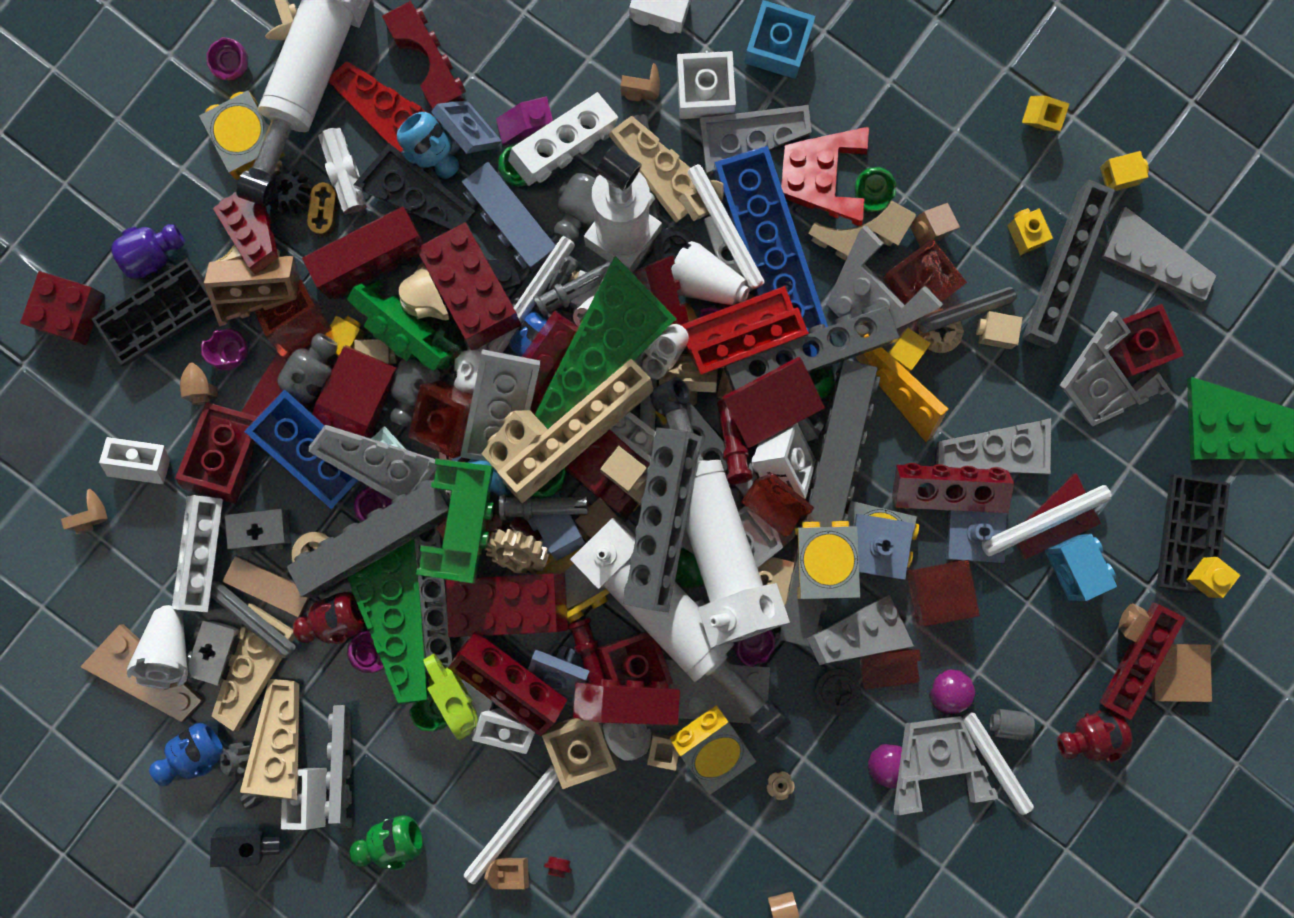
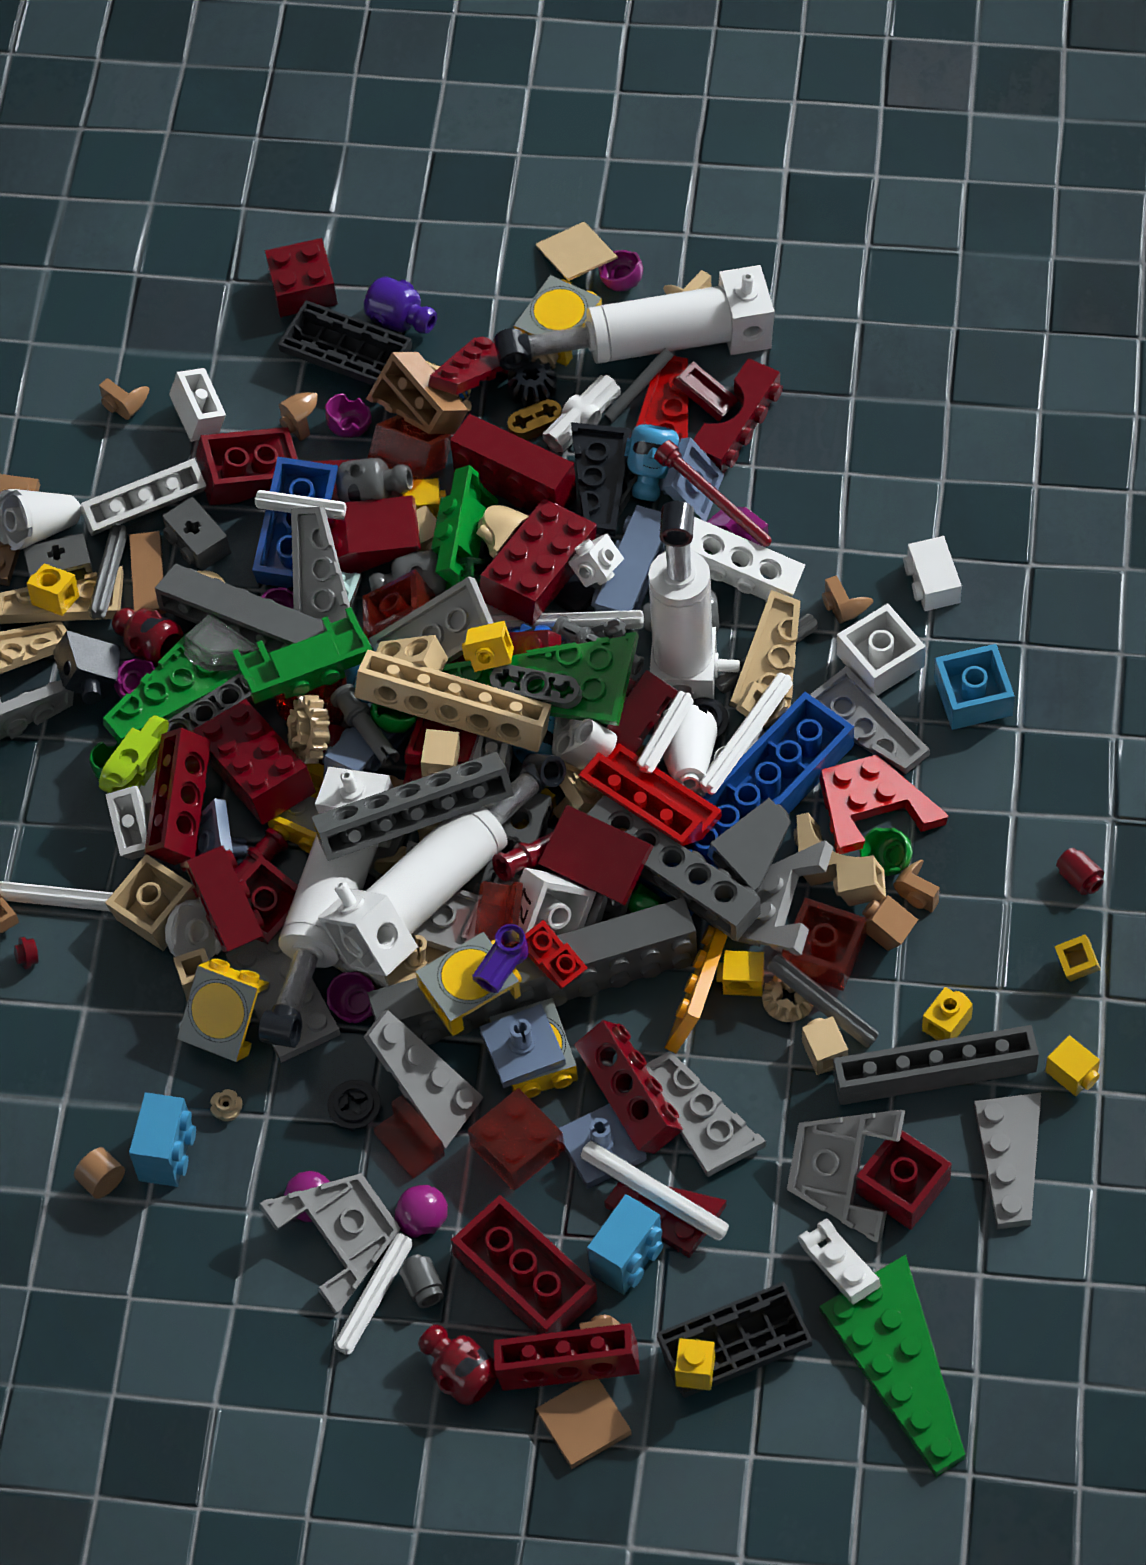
camera: 65 degrees right, 25 degrees down
(184, 81) = (576, 251): none -> tan window
(253, 670) = (52, 589): none -> yellow brick
(302, 439) = (285, 502): none -> white axle
(335, 686) = (87, 665): none -> black torso
(346, 111) = (638, 385): none -> dark grey bar
(386, 66) = (706, 391): none -> dark red tile
(386, 575) = (212, 645): none -> clear slope
(448, 129) = (669, 456): none -> dark red piece
(500, 243) = (595, 560): none -> white brick
(552, 376) = (488, 646): none -> yellow brick
(595, 380) = (559, 681): none -> dark grey beam
(696, 287) = (664, 732): none -> white axle
(791, 855) = (162, 1139): none -> dark azure brick
(830, 282) = (751, 844): none -> dark grey slope
(837, 485) = (553, 957): none -> red slope
(841, 533) = (501, 960): none -> dark purple piece
(918, 188) = (915, 889): none -> medium nougat plate
(971, 66) = (1080, 871): none -> dark red brick
(1053, 649) = (523, 1268): none -> dark red brick
(1173, 425) = (839, 1262): none -> white plate

